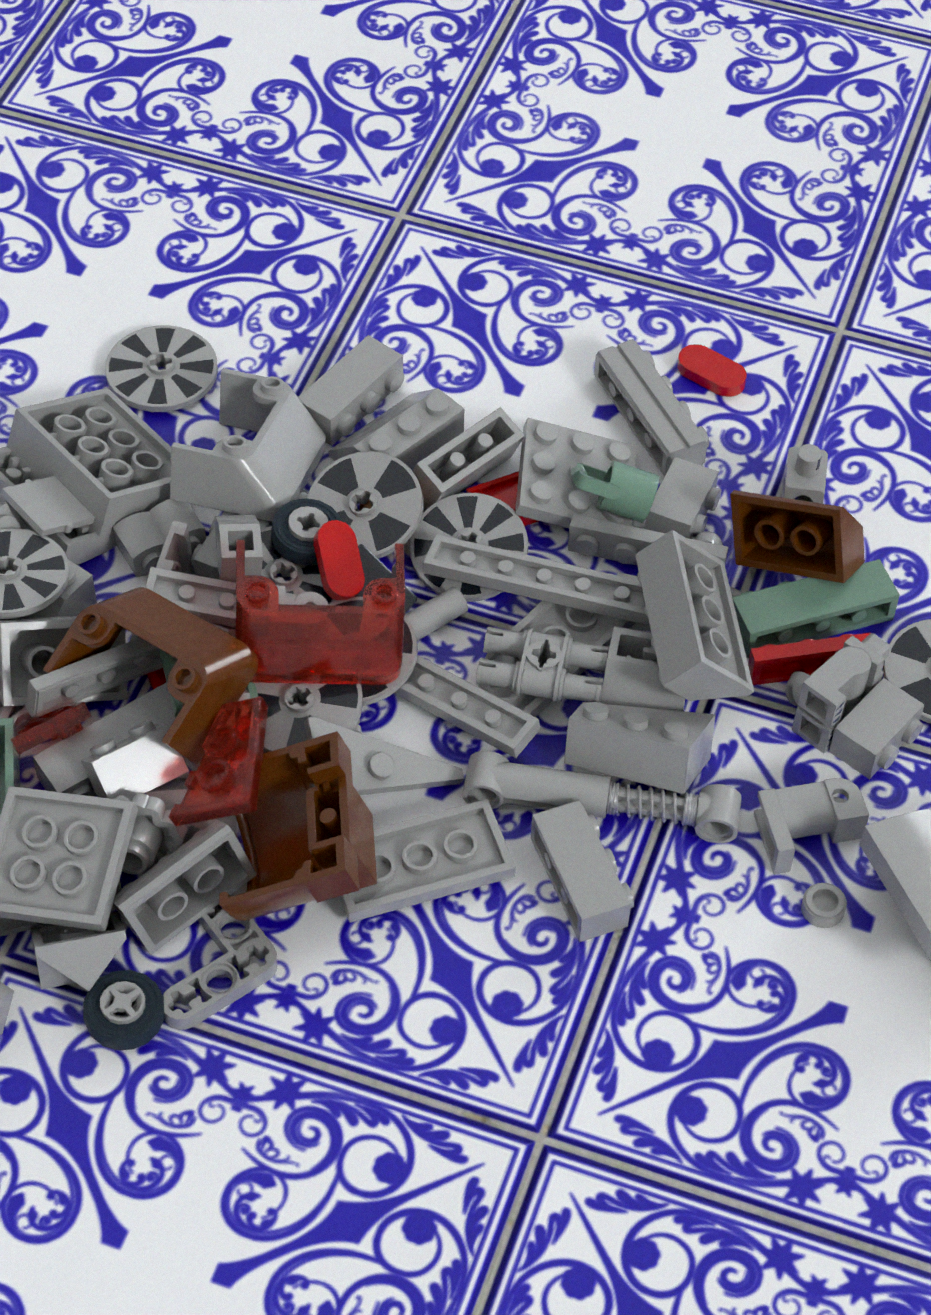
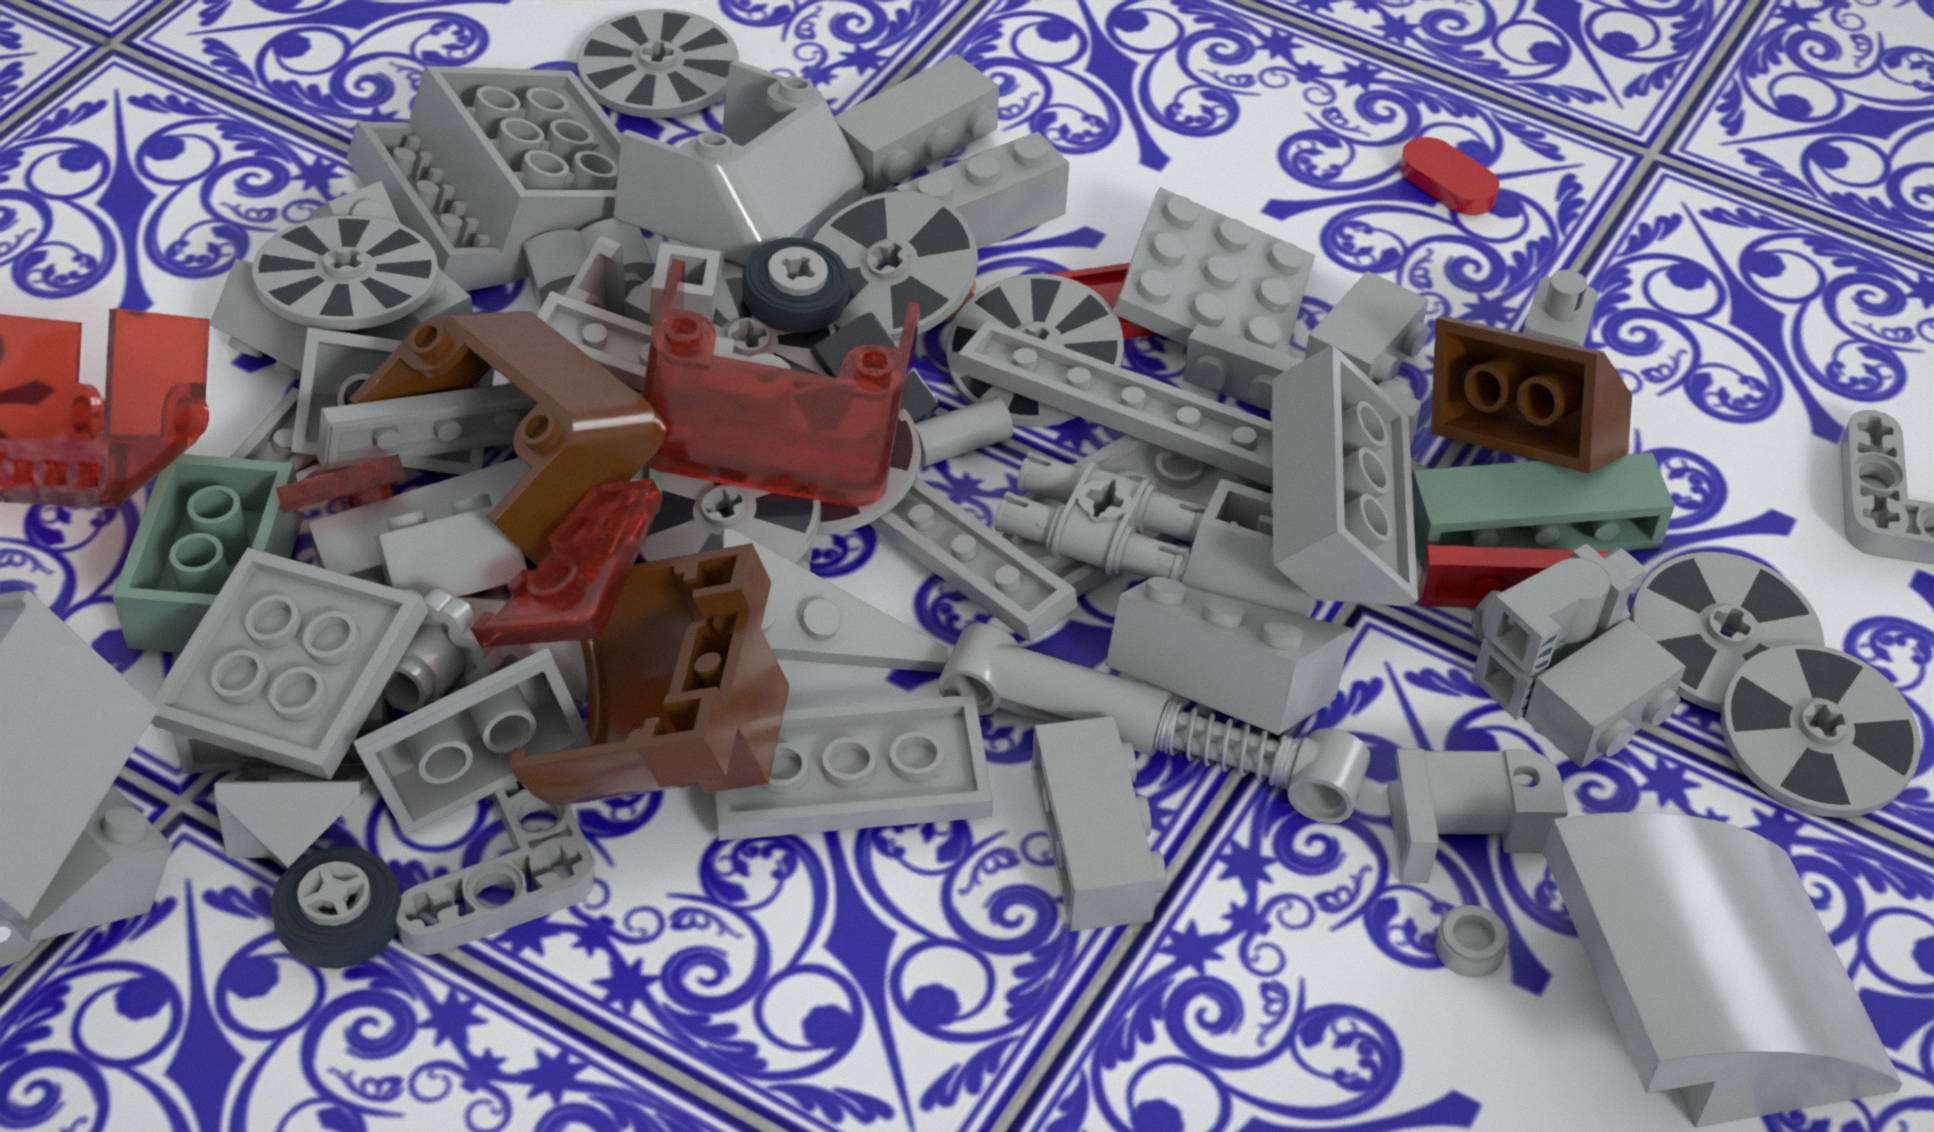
camera: 10 degrees right, 5 degrees down
(47, 506) = (434, 197): light grey piece -> none
(339, 560) = (828, 320): red tile -> none
(468, 457) = (1060, 228): light grey brick -> none
(620, 489) = (1279, 300): sand green piece -> none
(650, 406) = (1346, 202): light grey brick -> none

